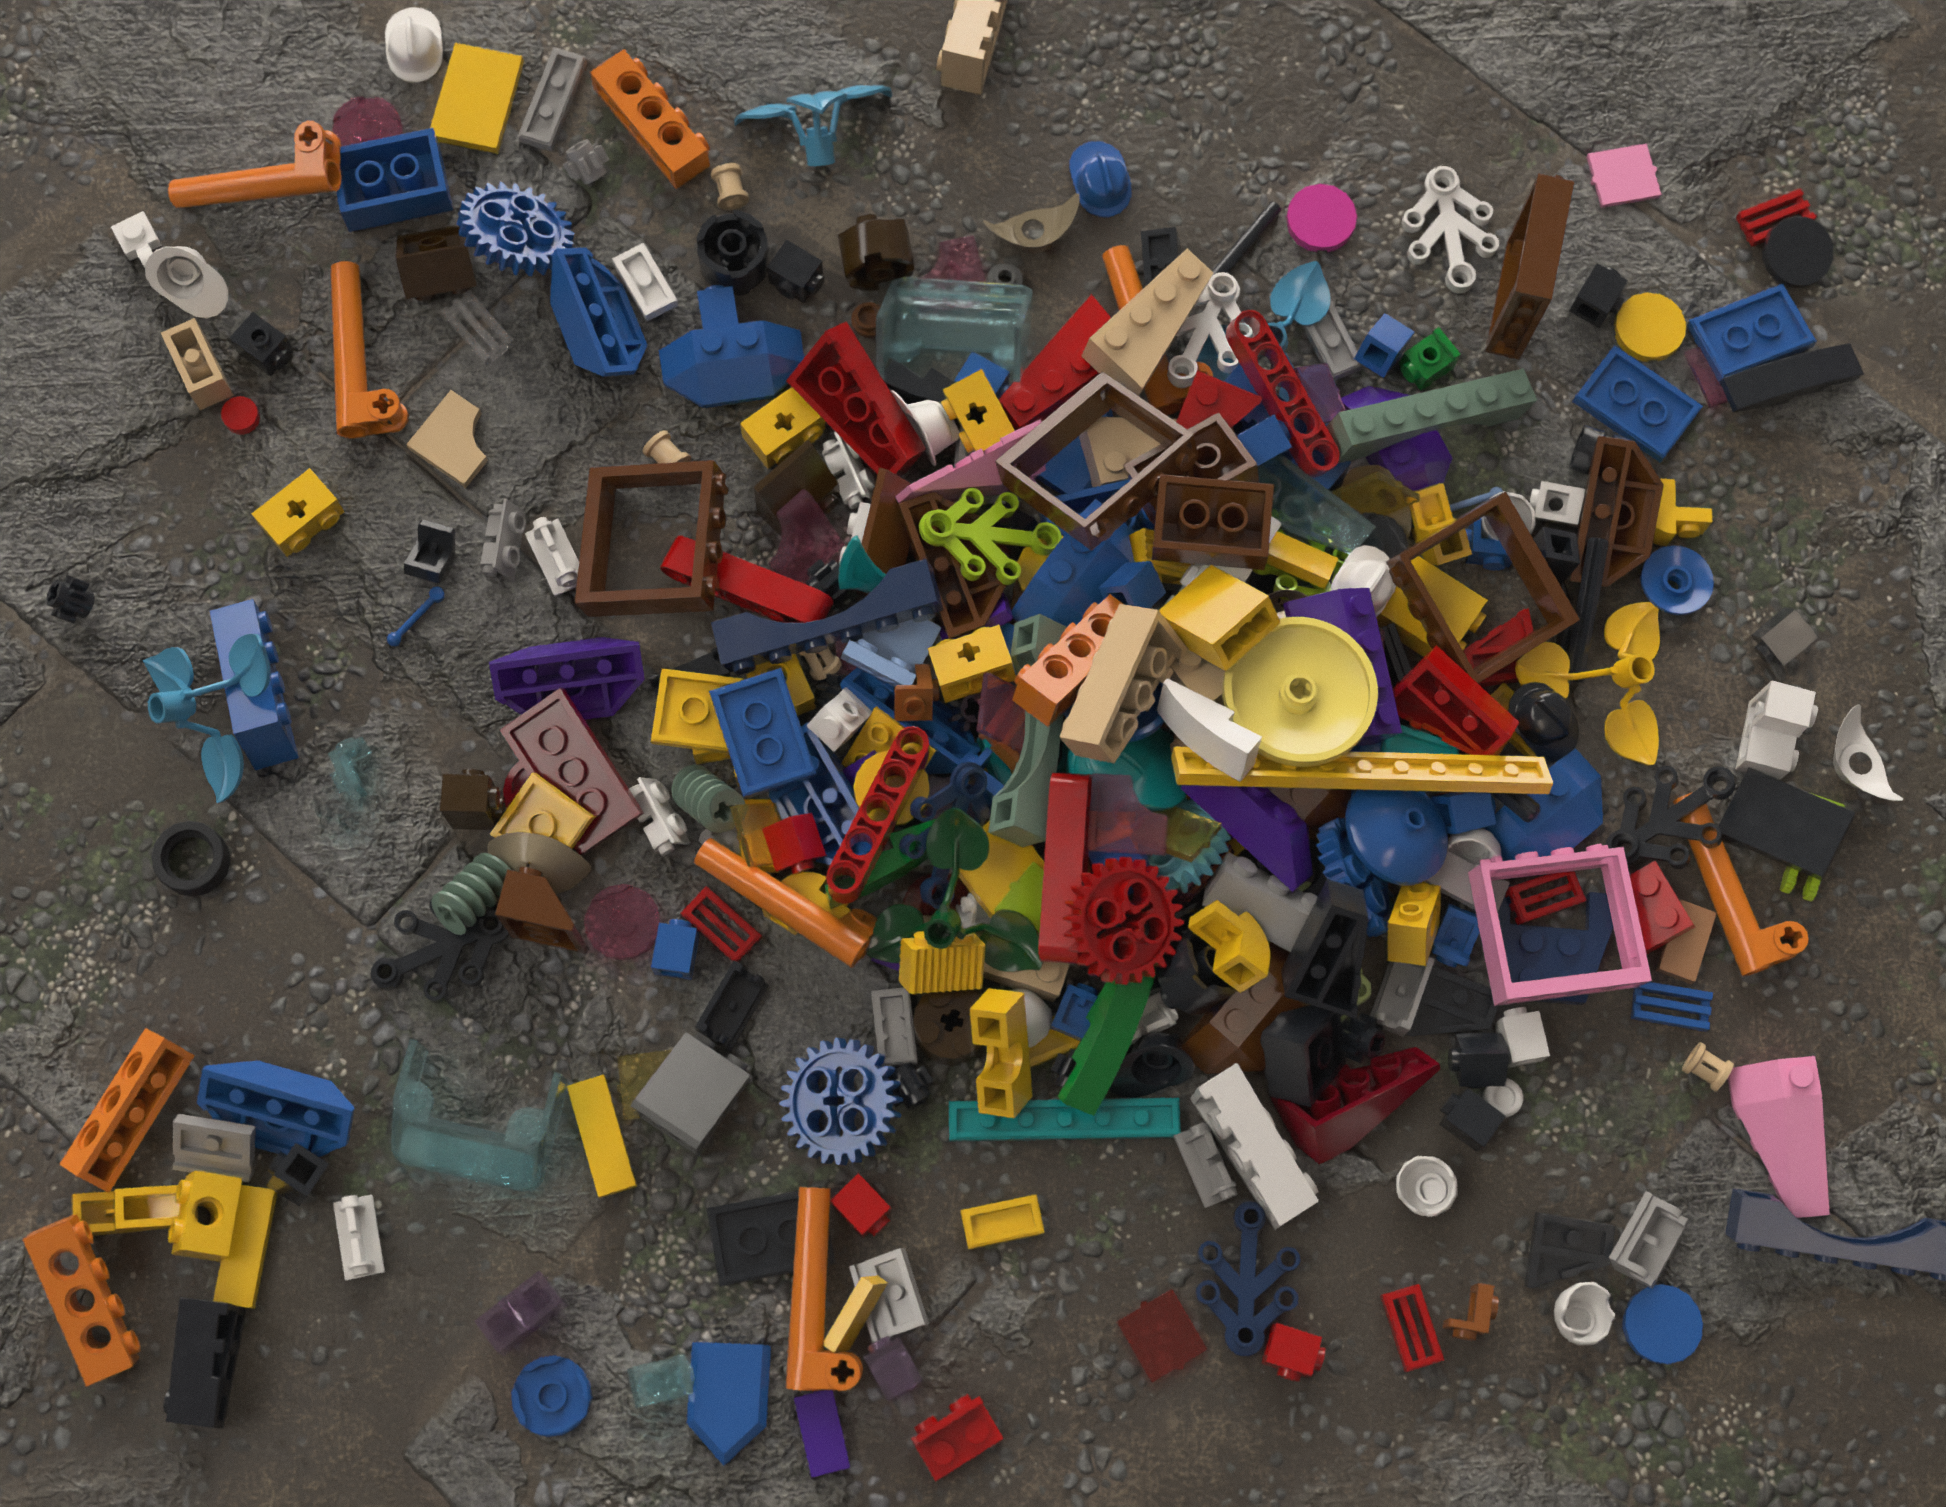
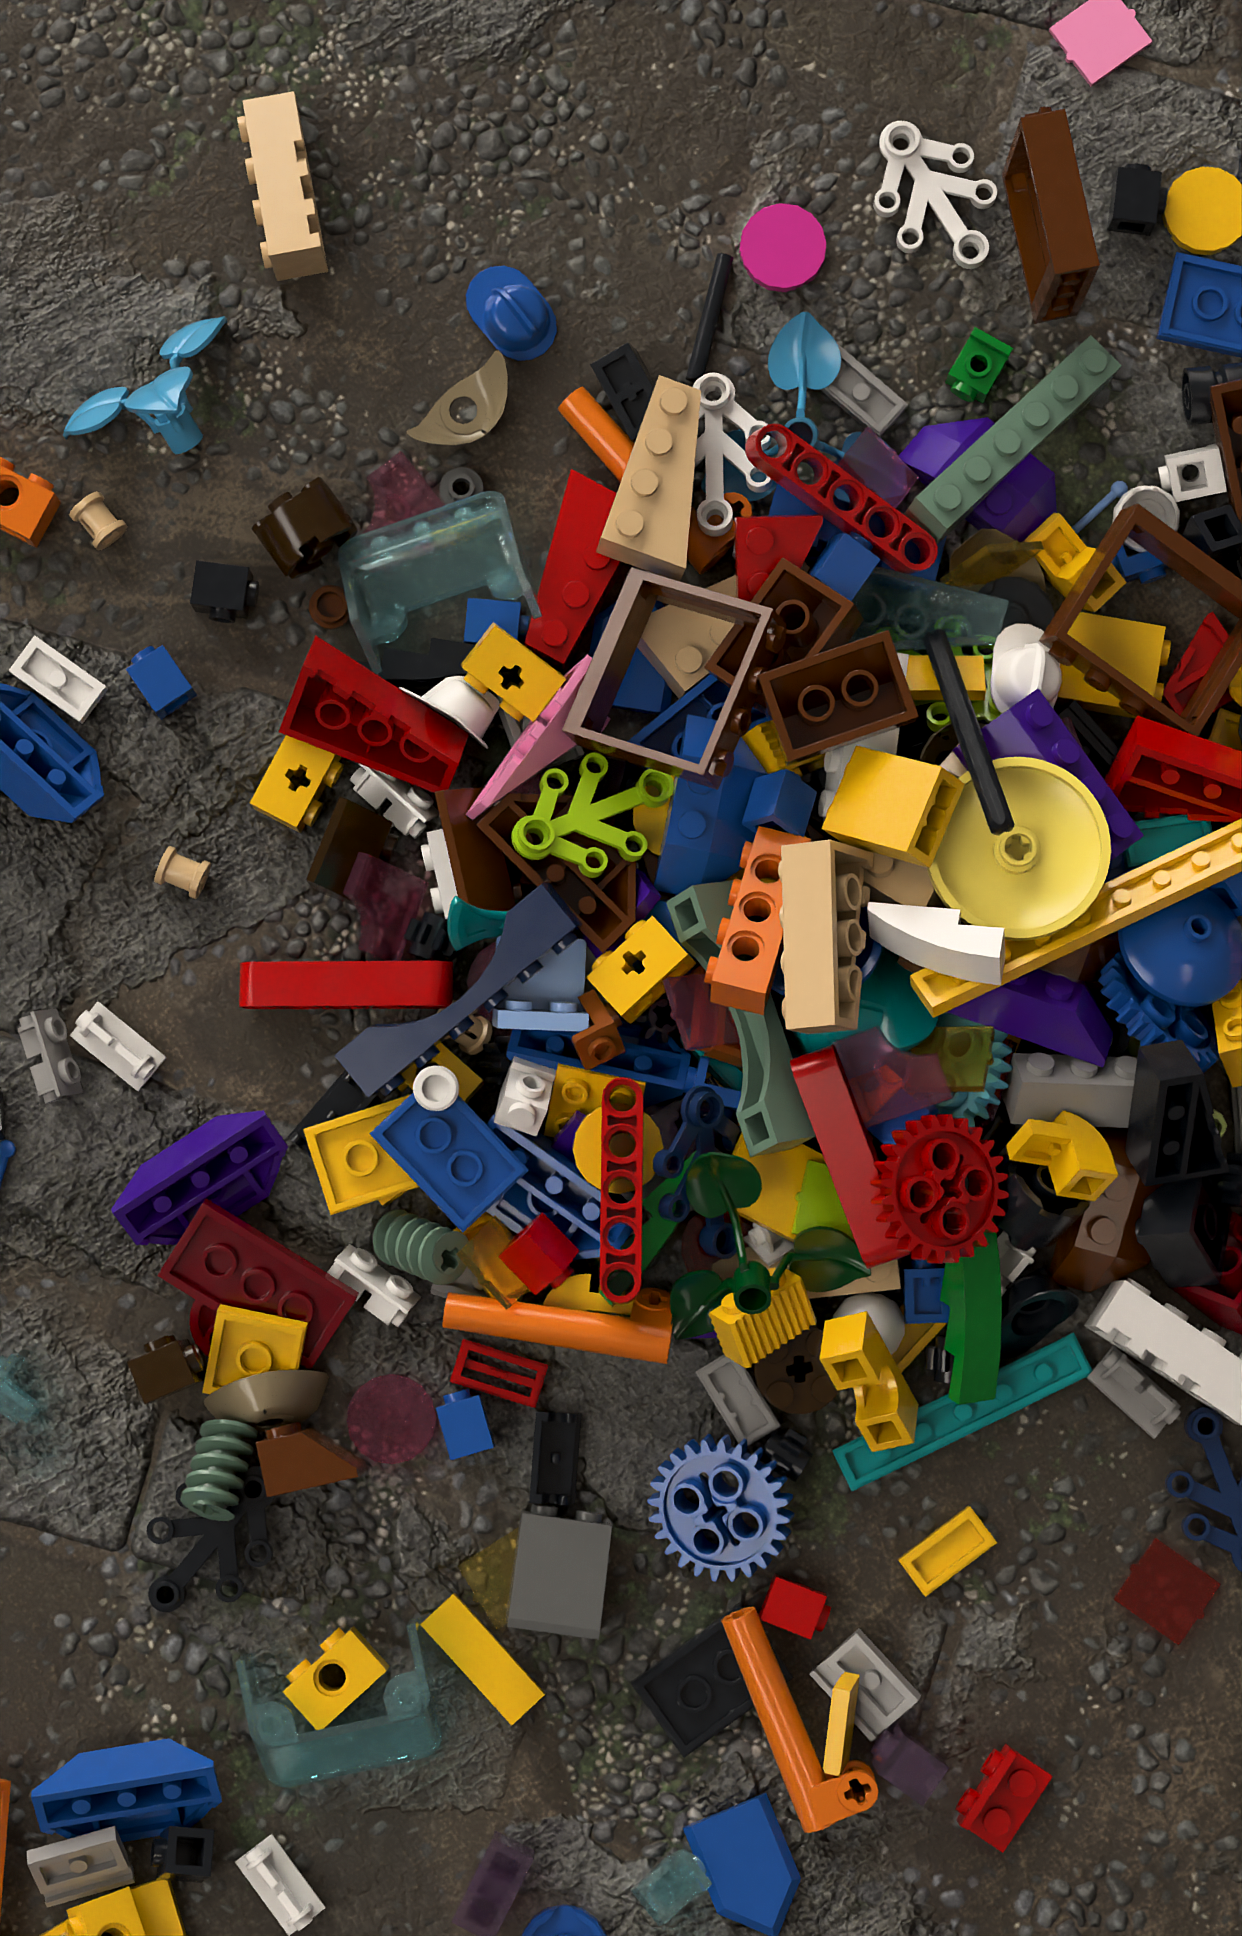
camera: 20 degrees left, 10 degrees up
(504, 1097) = (323, 1703): none -> yellow brick
(597, 535) = (155, 1009): reddish brown window -> none
(732, 362) = (205, 732): blue wedge -> none
(733, 251) = (127, 581): black brick -> none
(775, 678) = (436, 1088): none -> white tile
(822, 1433) = (862, 1859): dark purple tile -> none
(1300, 592) = (968, 732): none -> black axle
(1384, 345) = (922, 374): blue brick -> none

